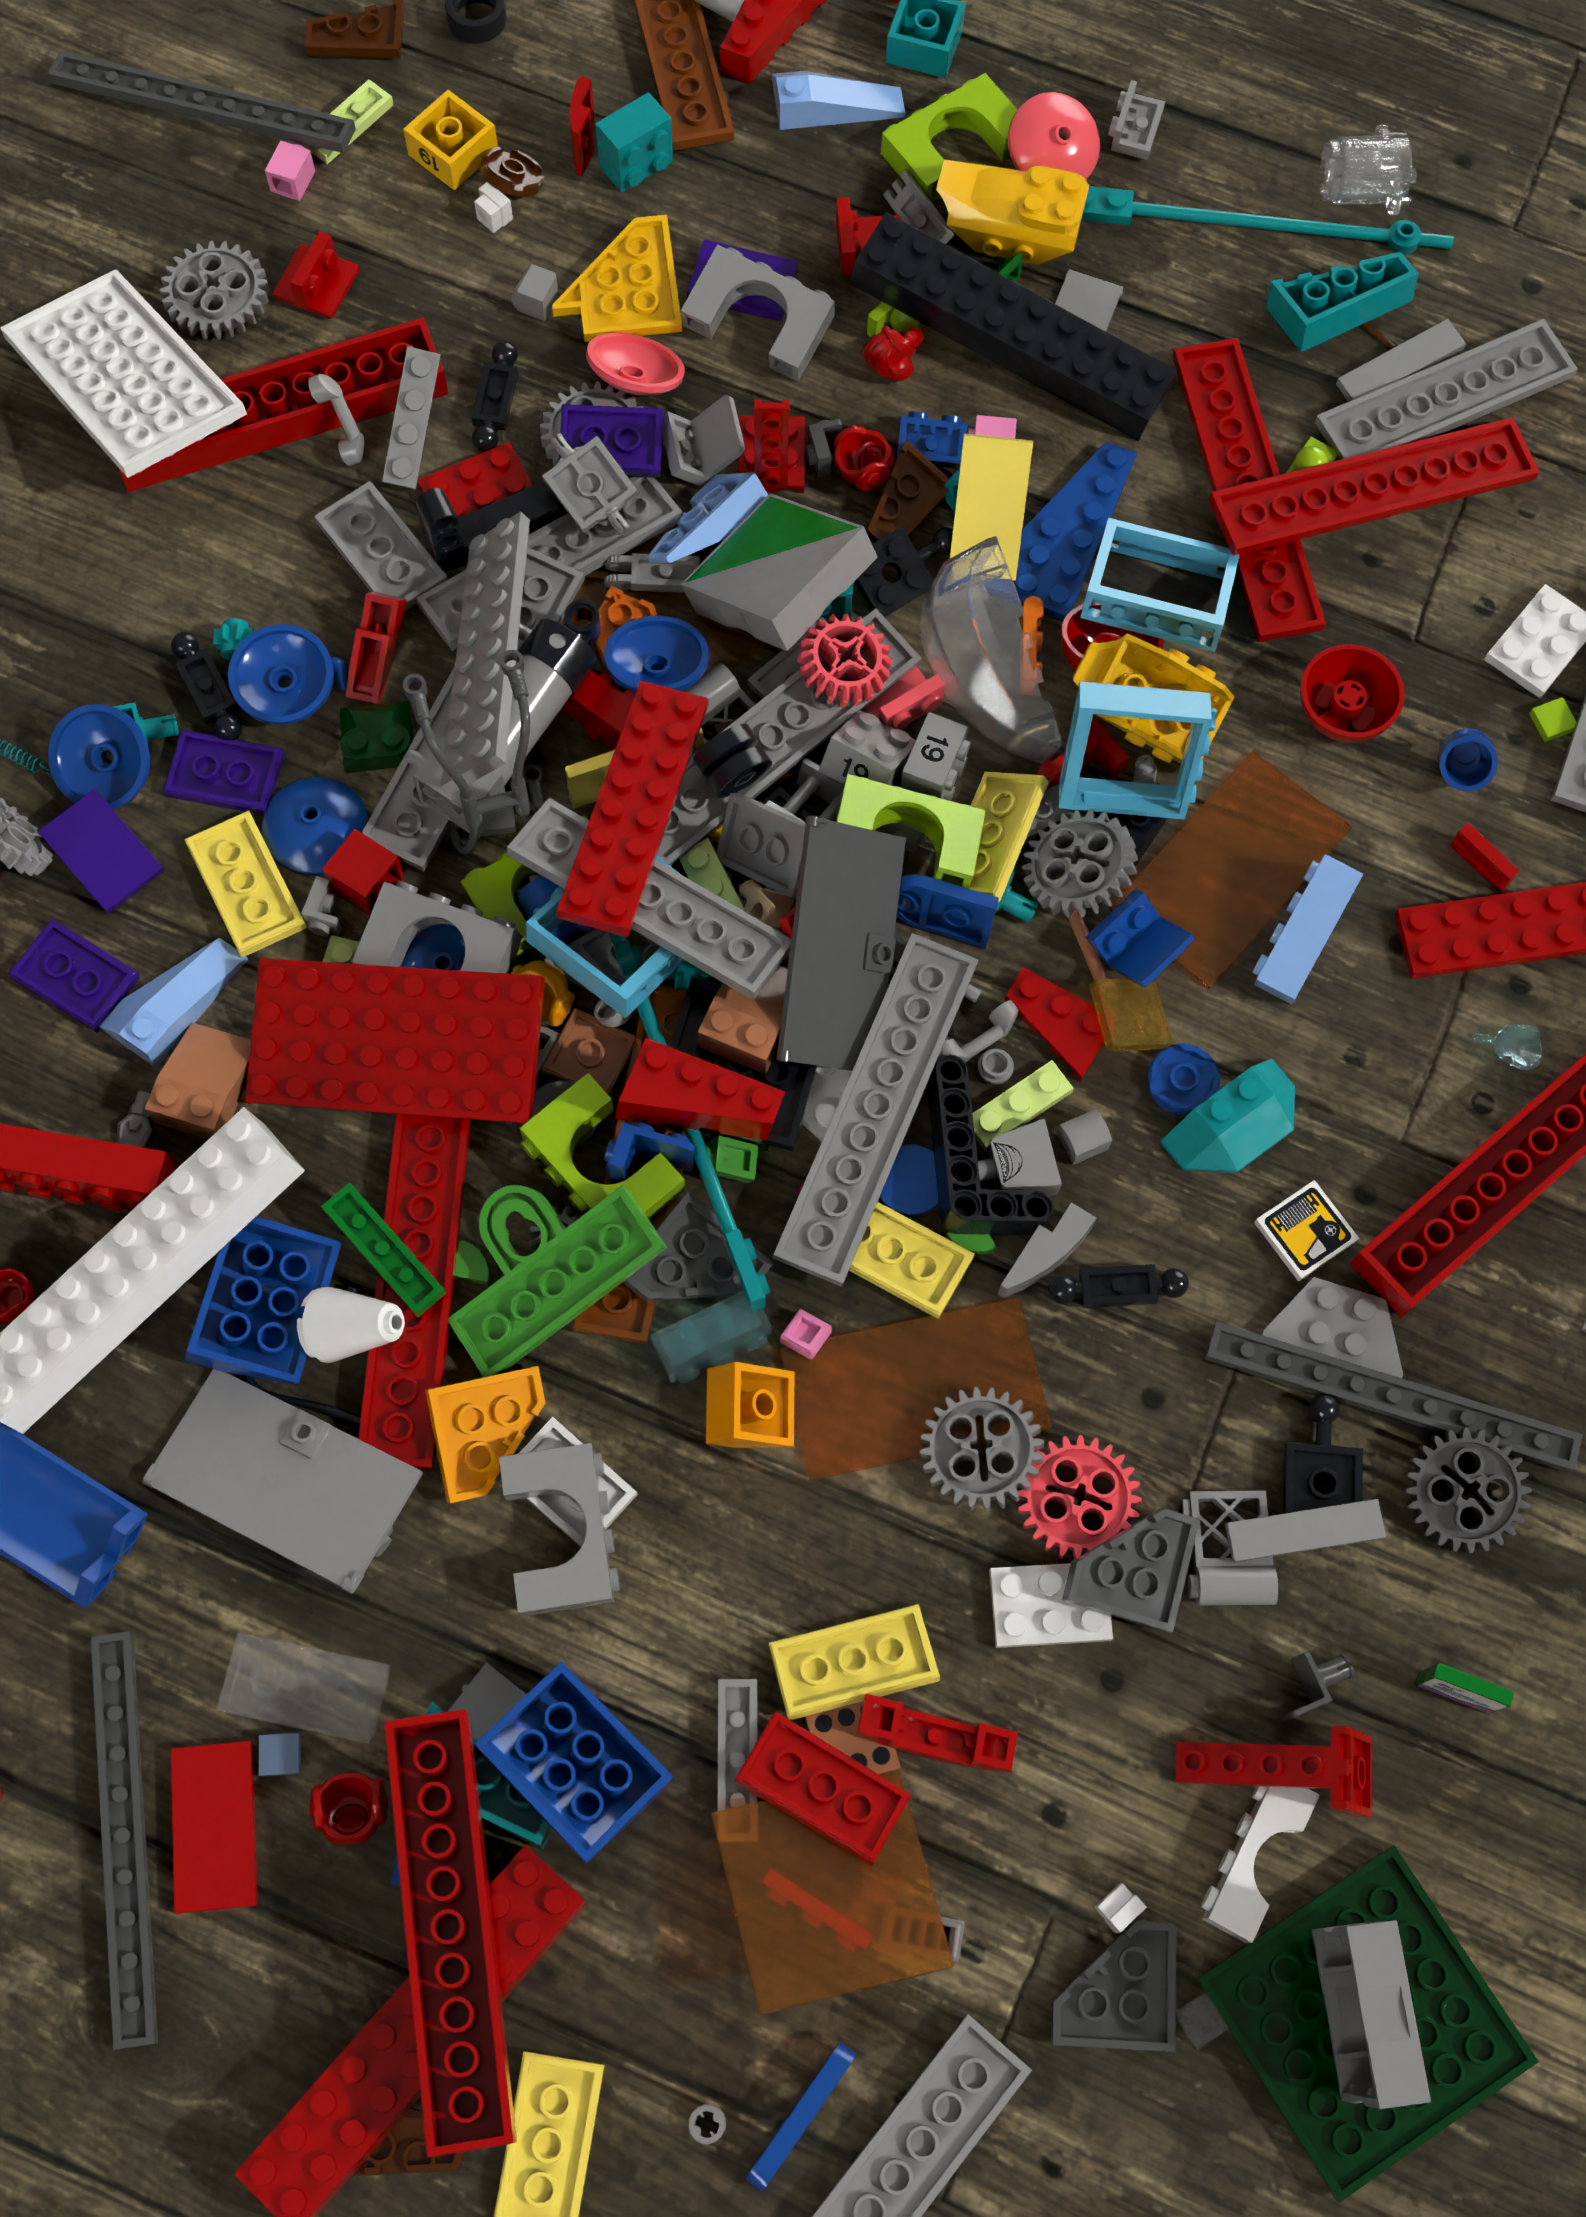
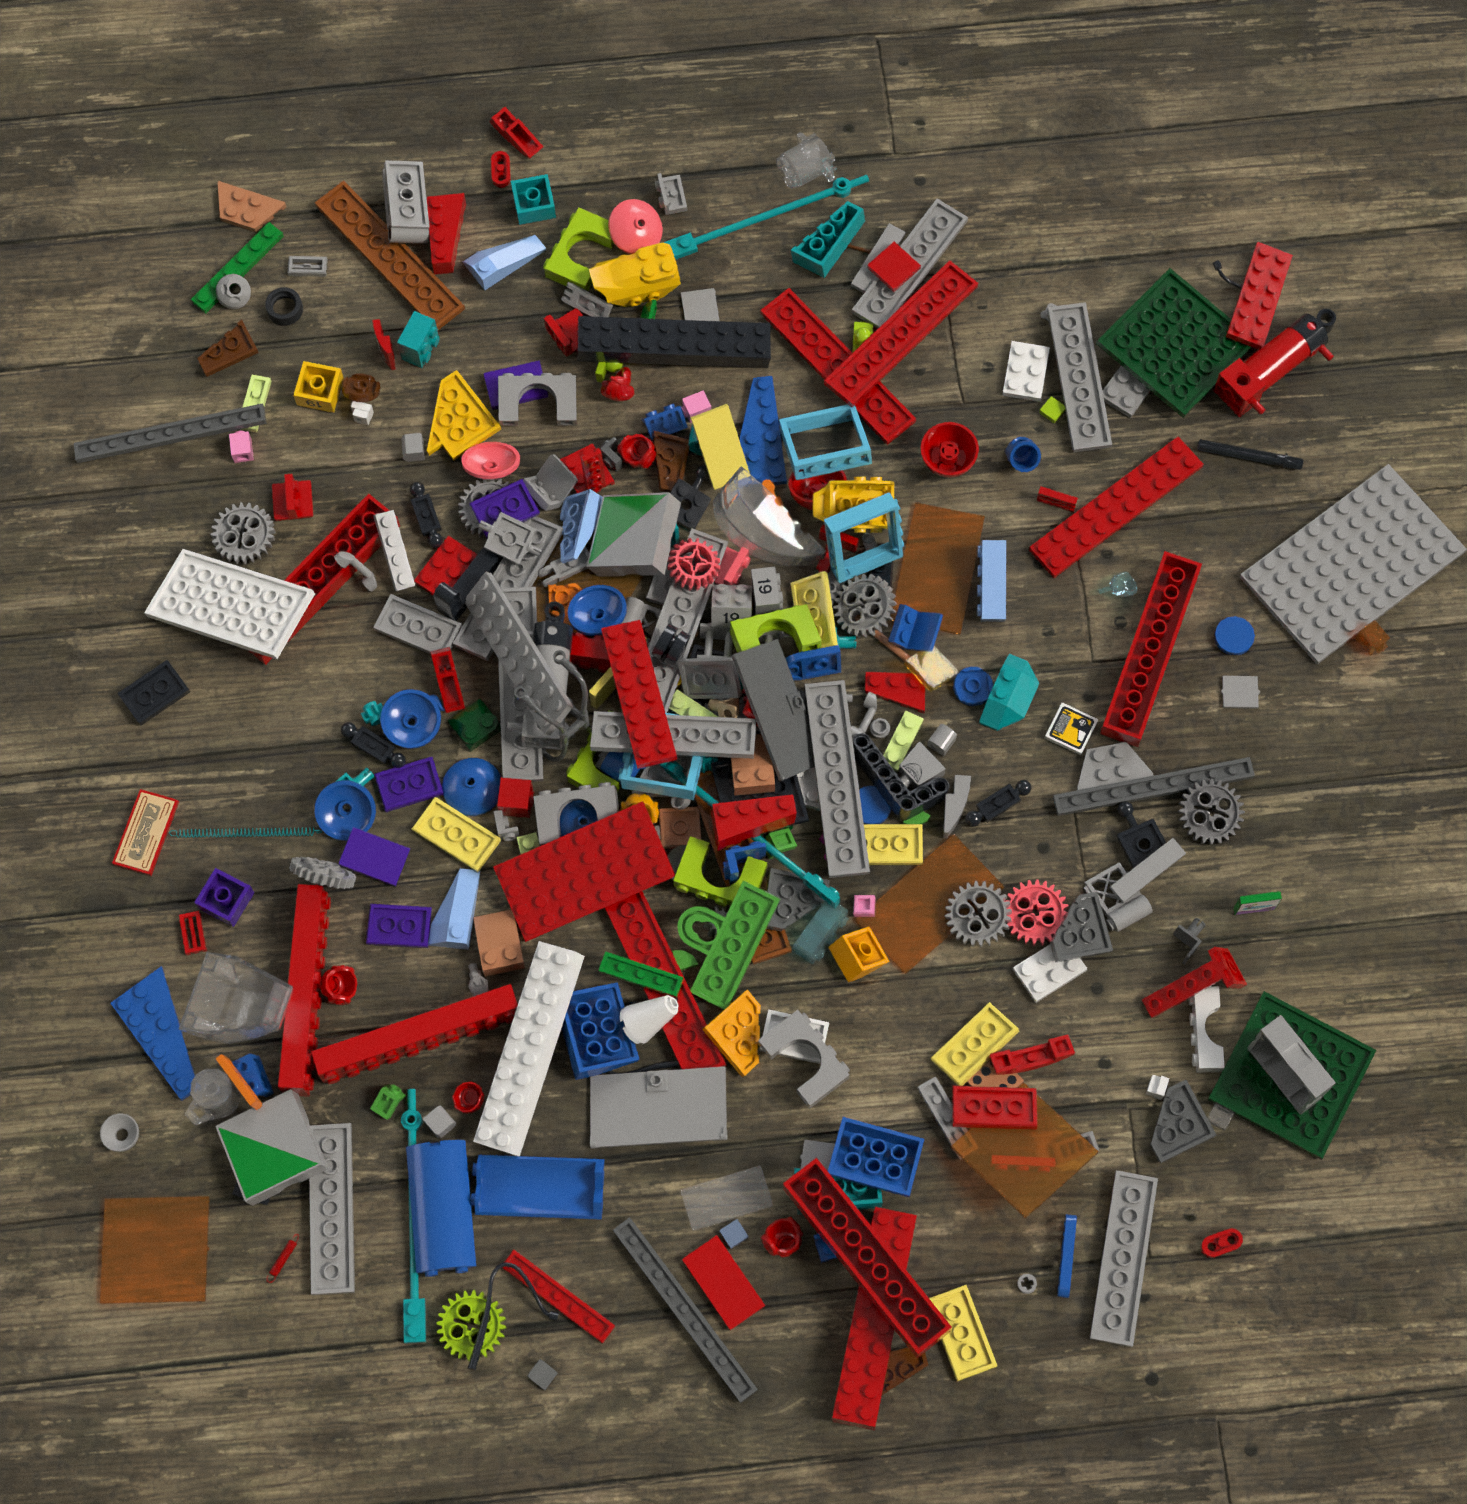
camera: 25 degrees left, 0 degrees up
(1419, 383) = (894, 266): none -> red tile

